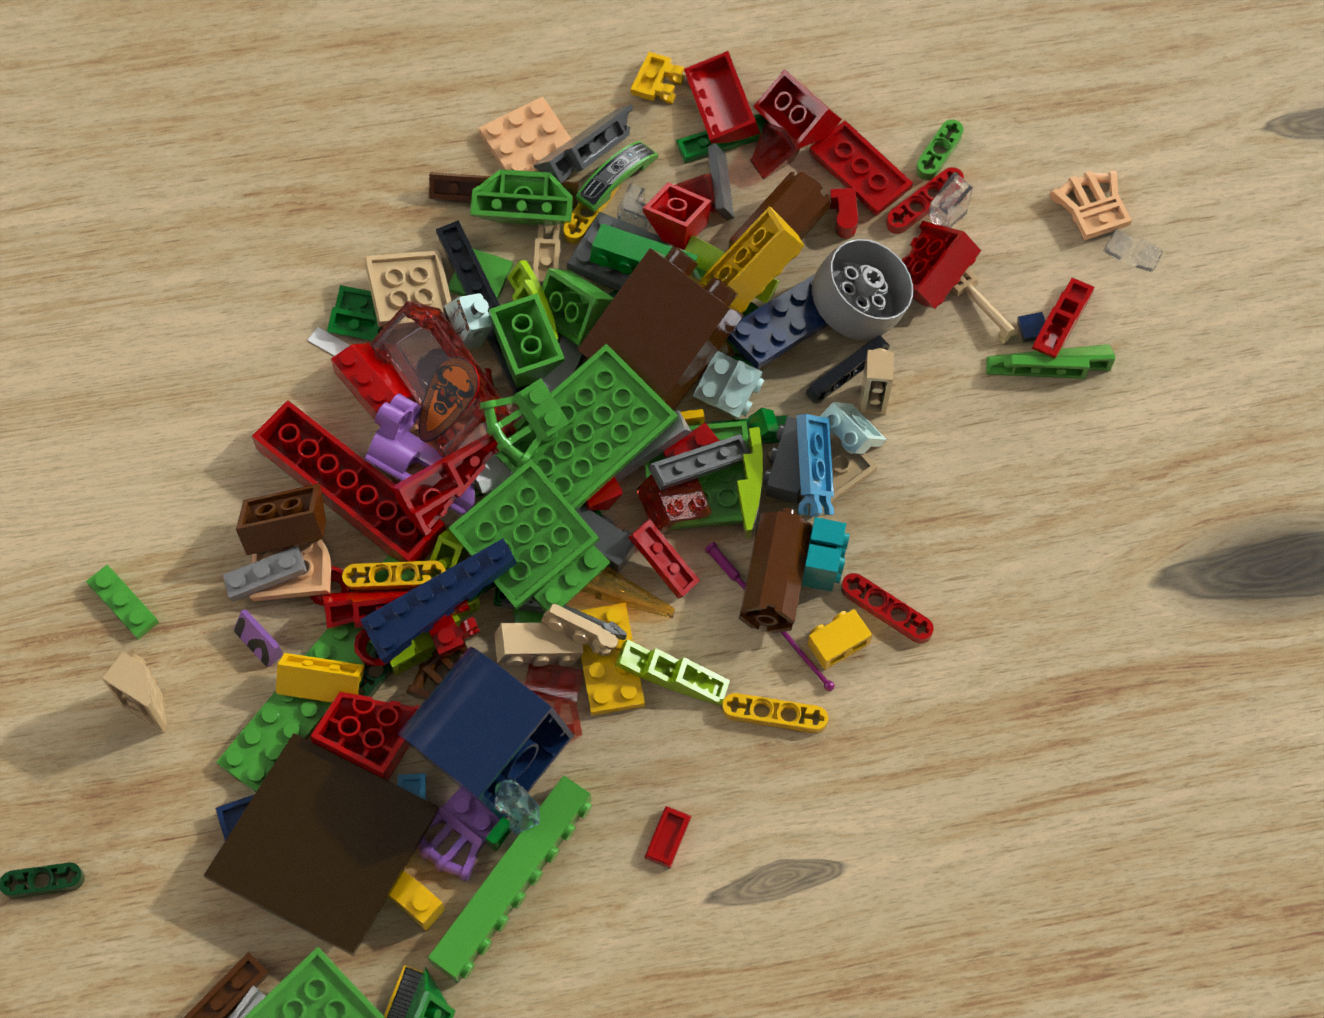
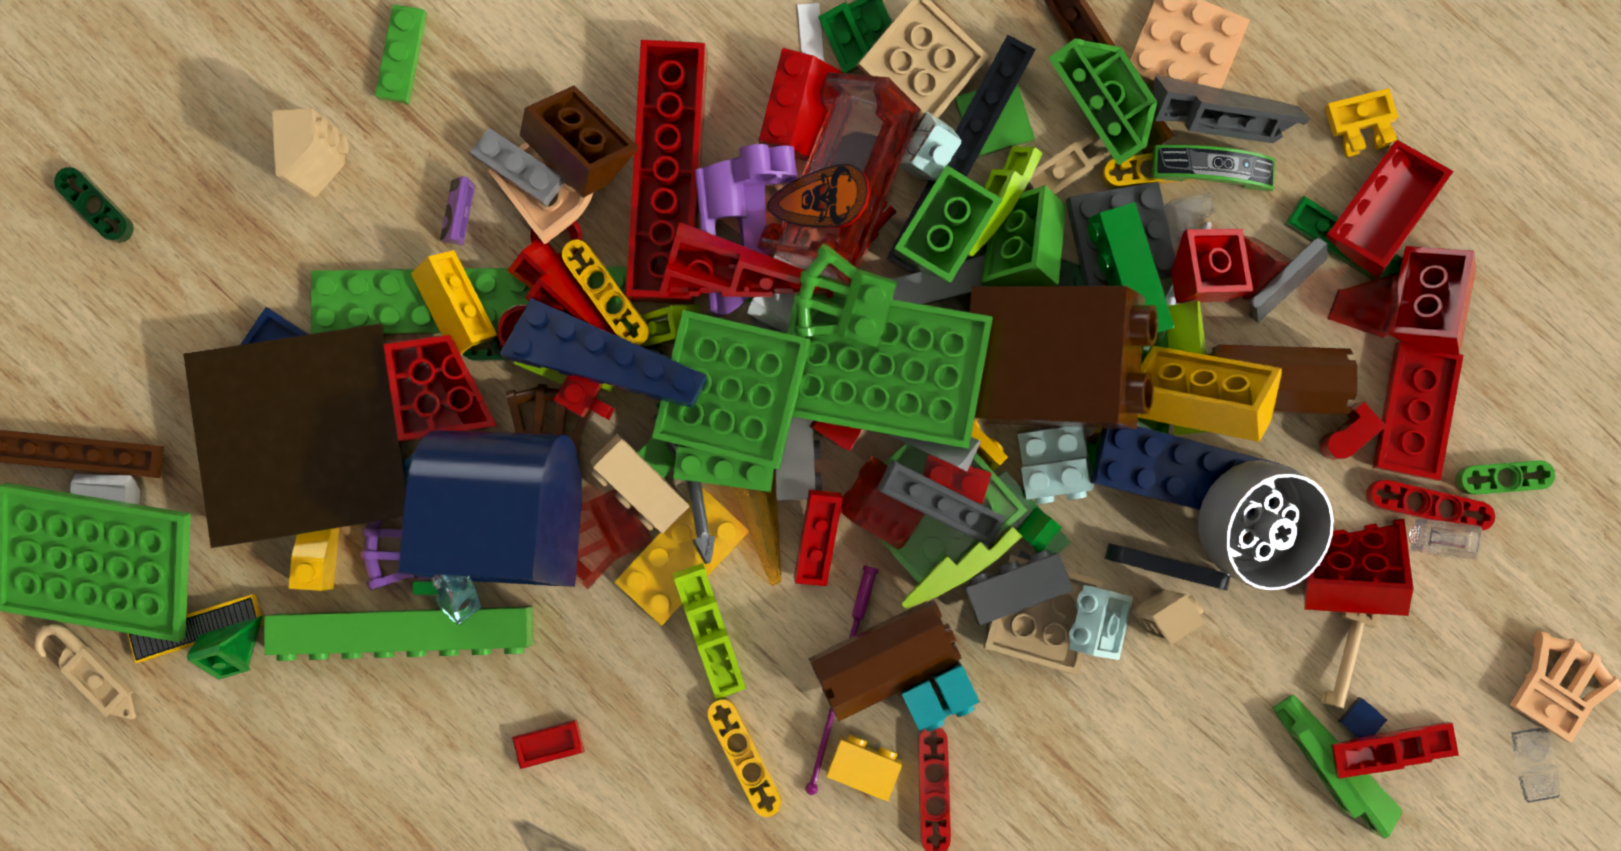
camera: 55 degrees right, 20 degrees up
(580, 629) = (676, 518): tan hinge -> none
(815, 464) = (1022, 622): dark azure tile -> none

